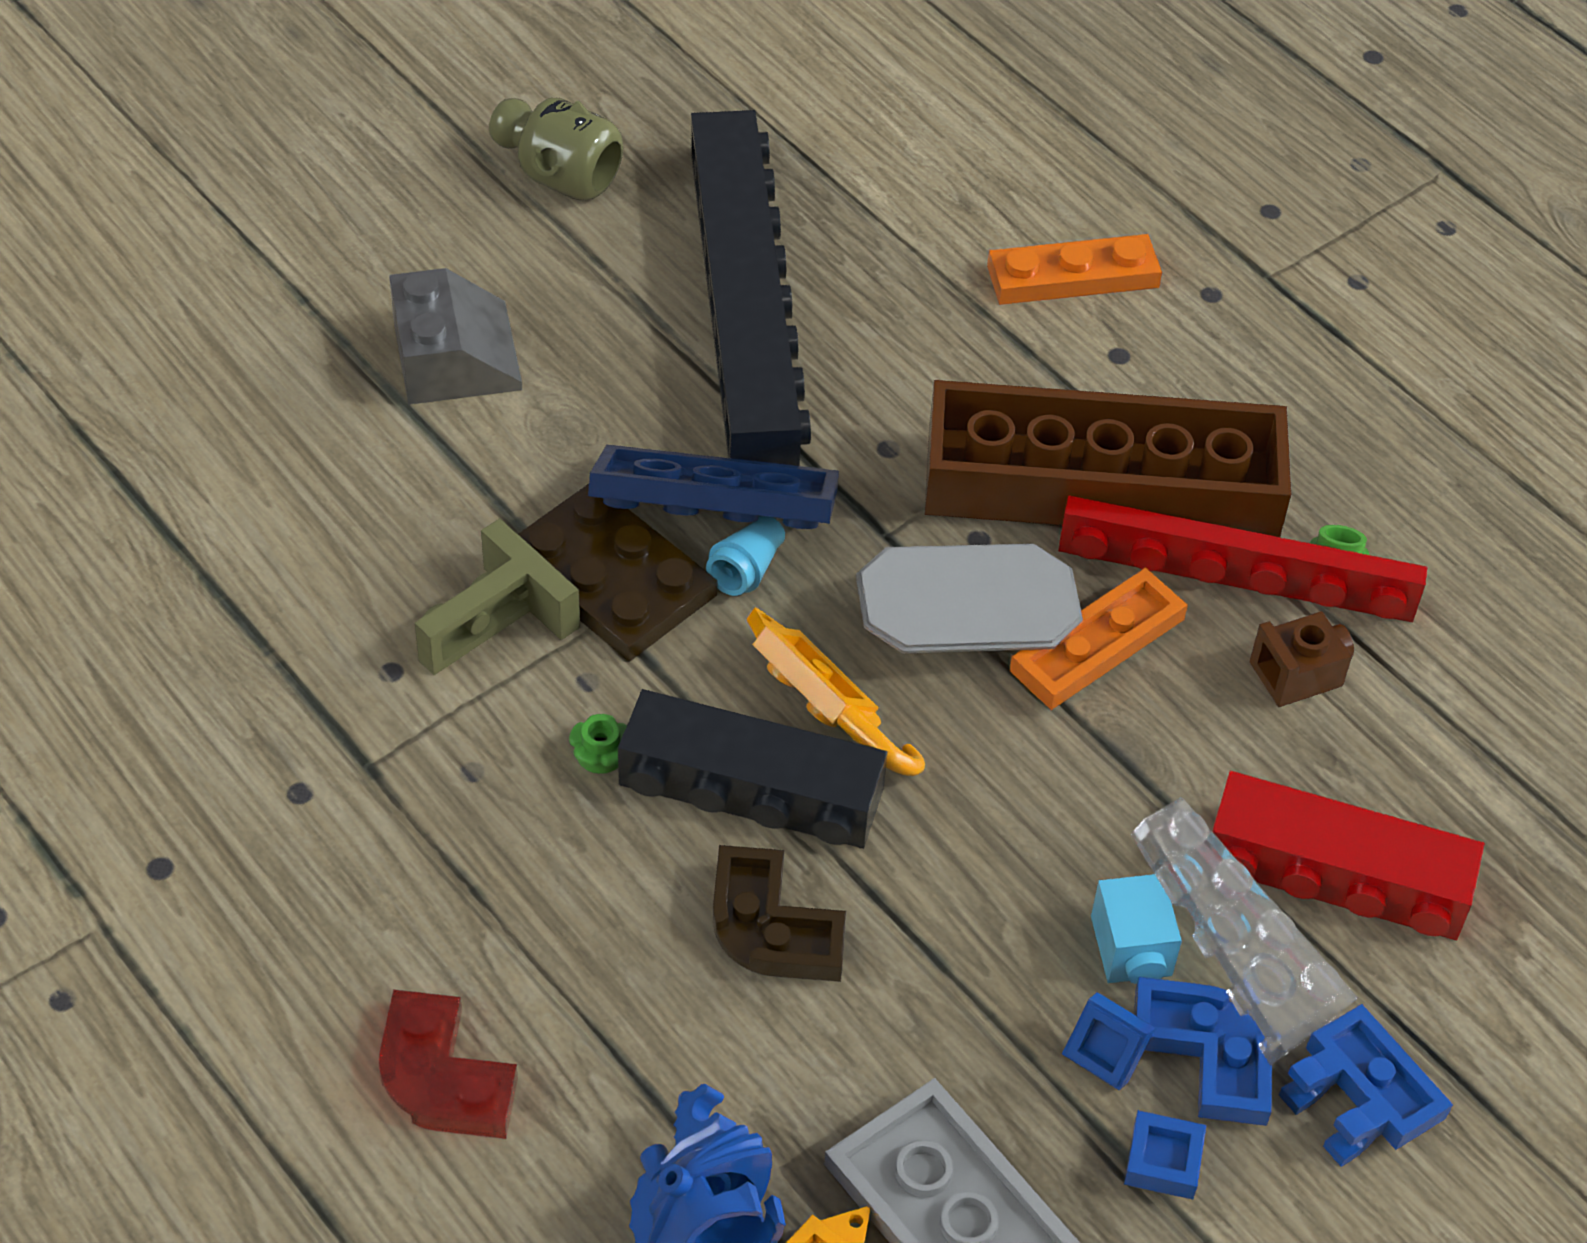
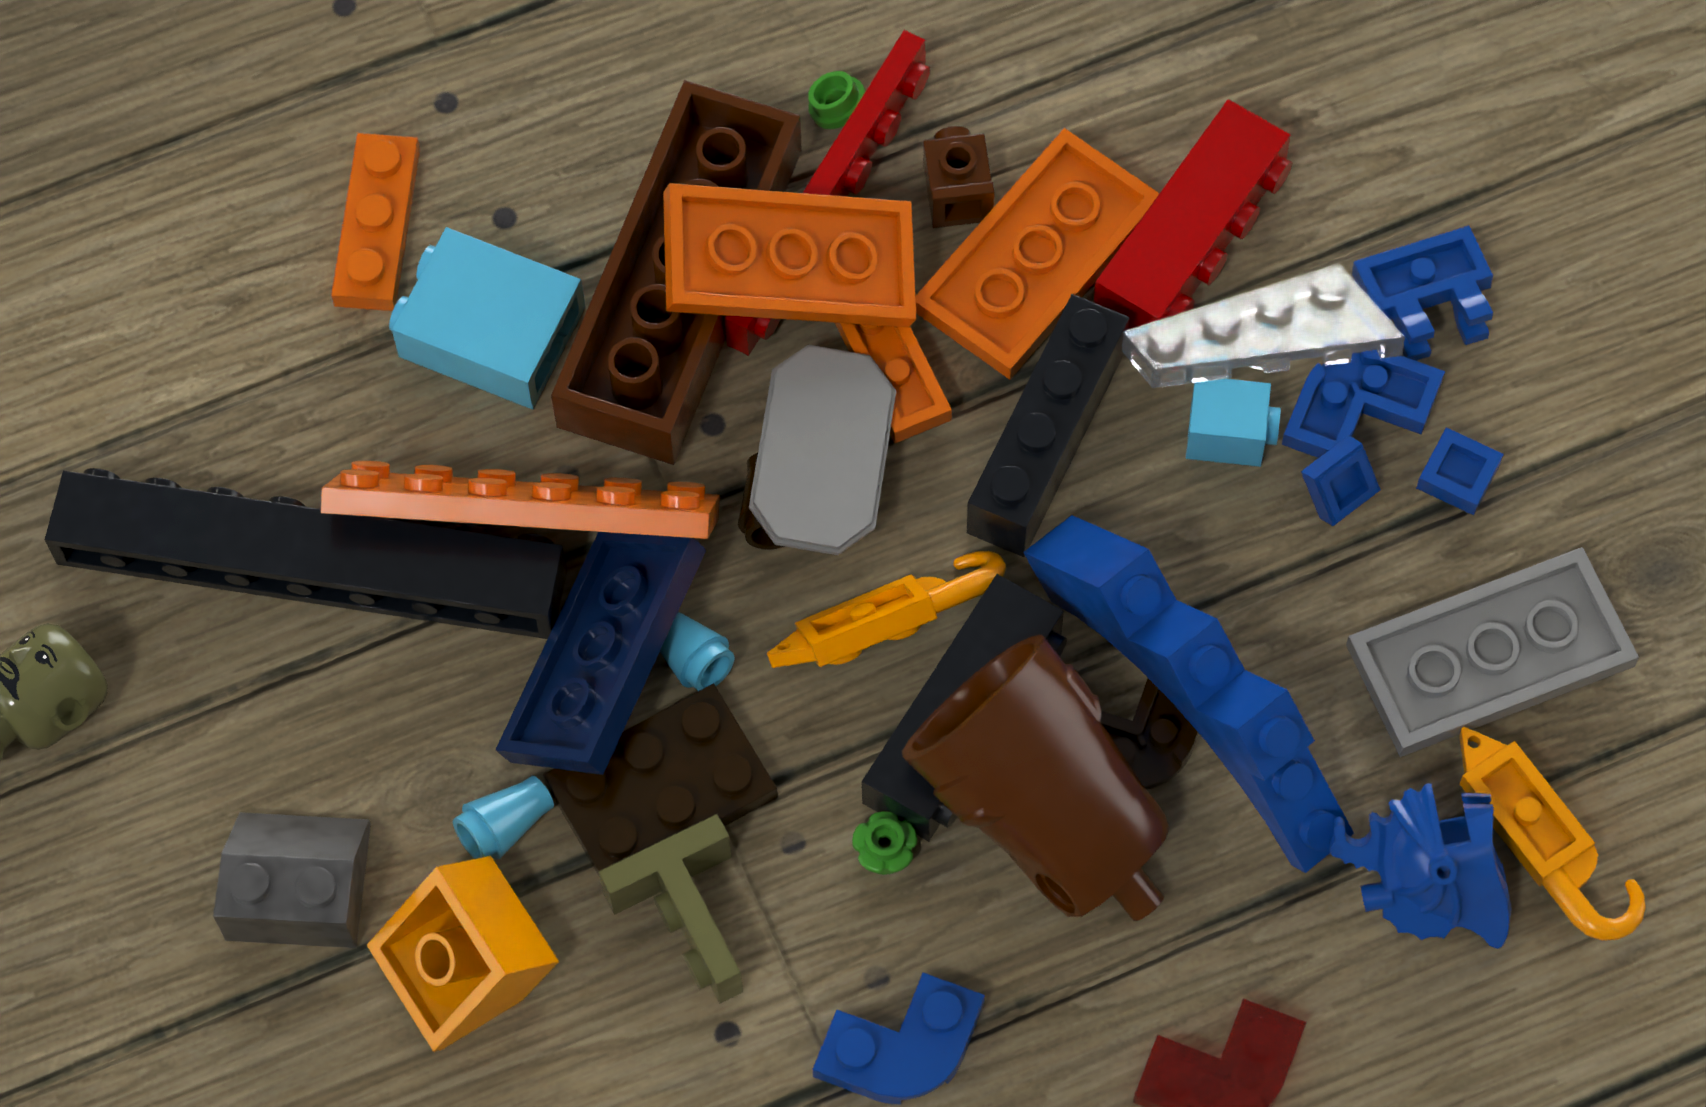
camera: 70 degrees left, 15 degrees up
(397, 811) = (907, 1062): none -> blue plate
(417, 460) = (461, 950): none -> light orange slope
(542, 460) = (501, 818): none -> medium azure cone
(671, 817) = (1044, 780): none -> reddish brown torso
(789, 957) = (1191, 661): none -> blue arch
(833, 398) = (502, 500): none -> orange plate
(1011, 334) = (487, 317): none -> medium azure brick
(1062, 771) = (1047, 426): none -> black brick
(1140, 512) = (789, 255): none -> orange plate
(1222, 720) = (1033, 252): none -> orange plate

